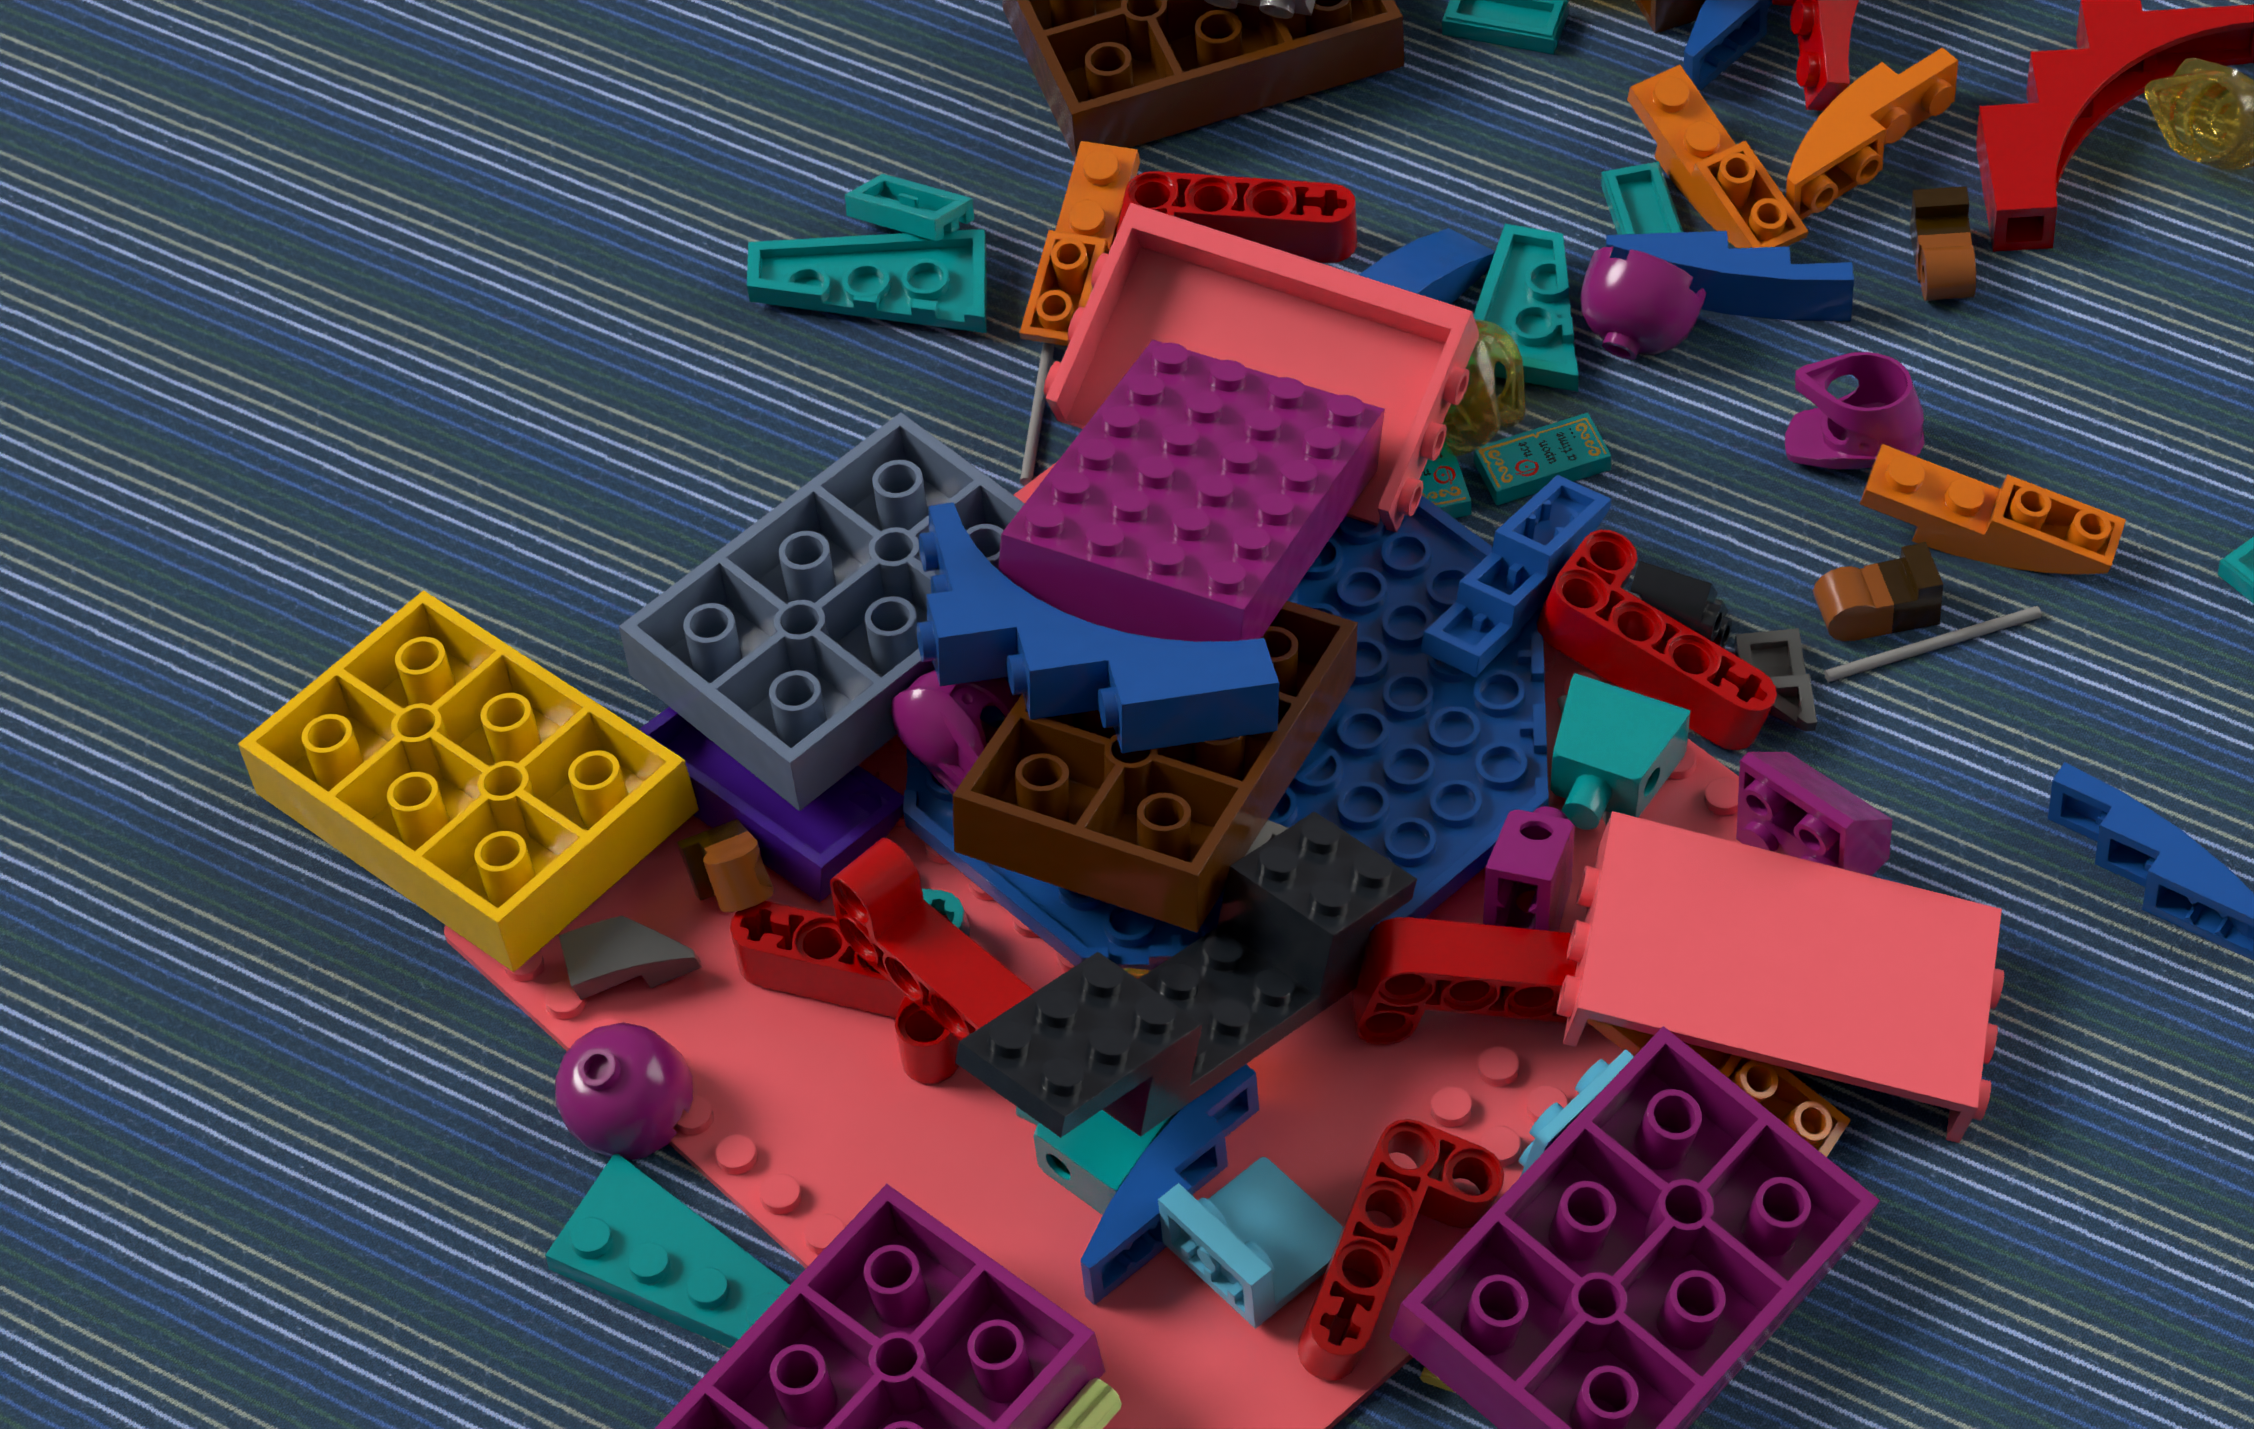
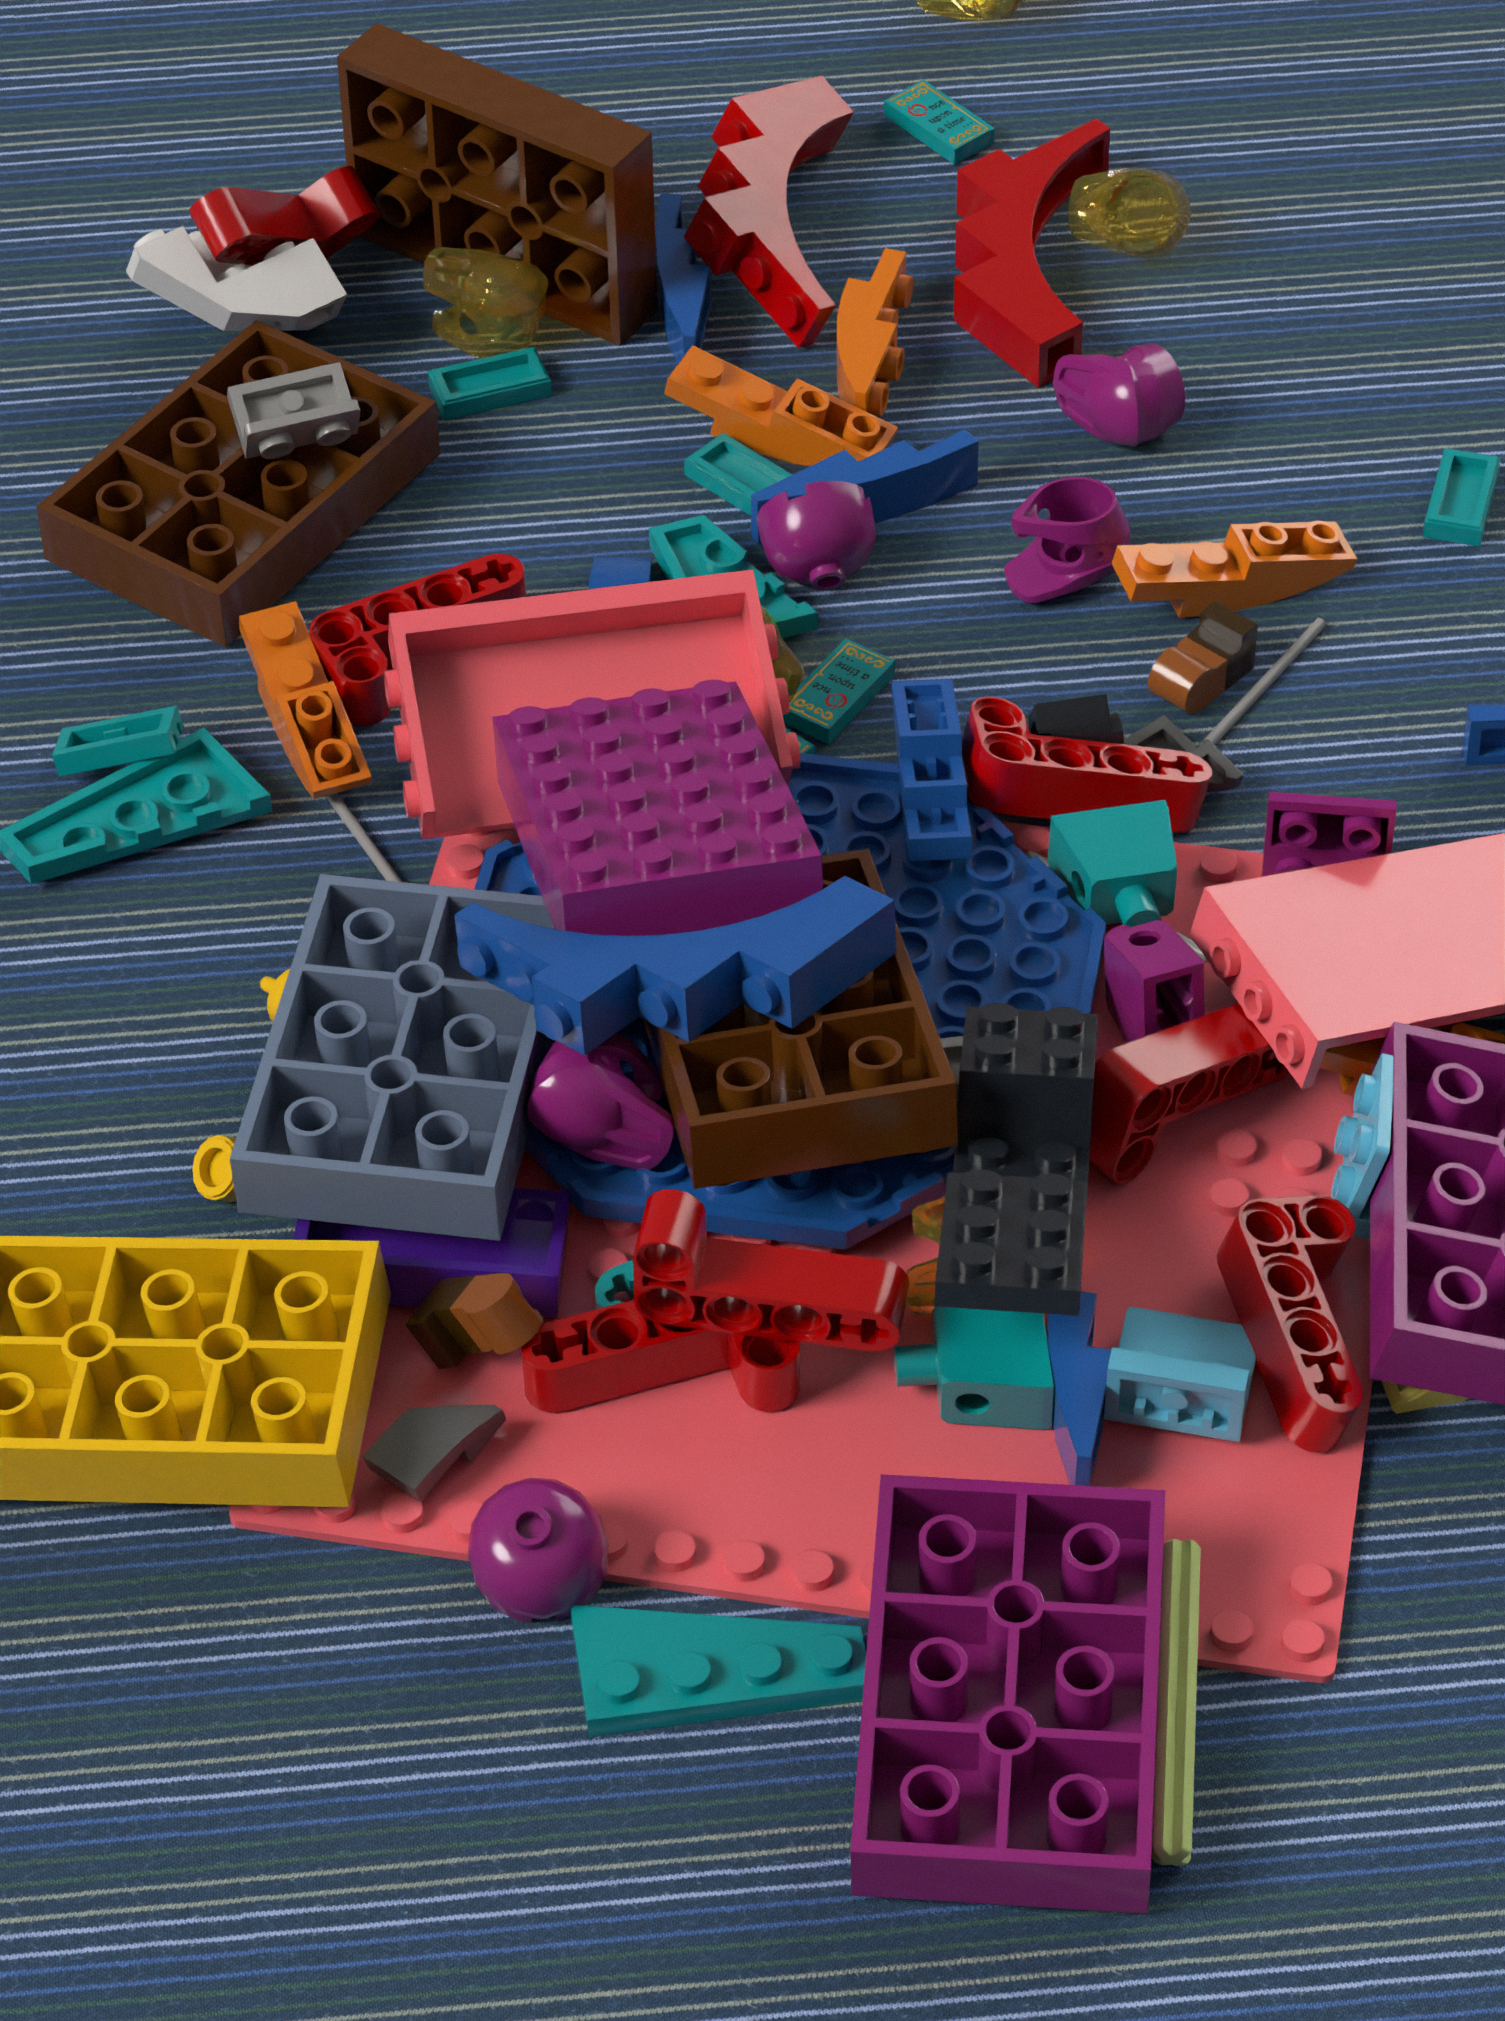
camera: 40 degrees left, 5 degrees down
(1943, 243) = (1008, 394): leg -> none
(2038, 300) = (1122, 396): none -> magenta helmet

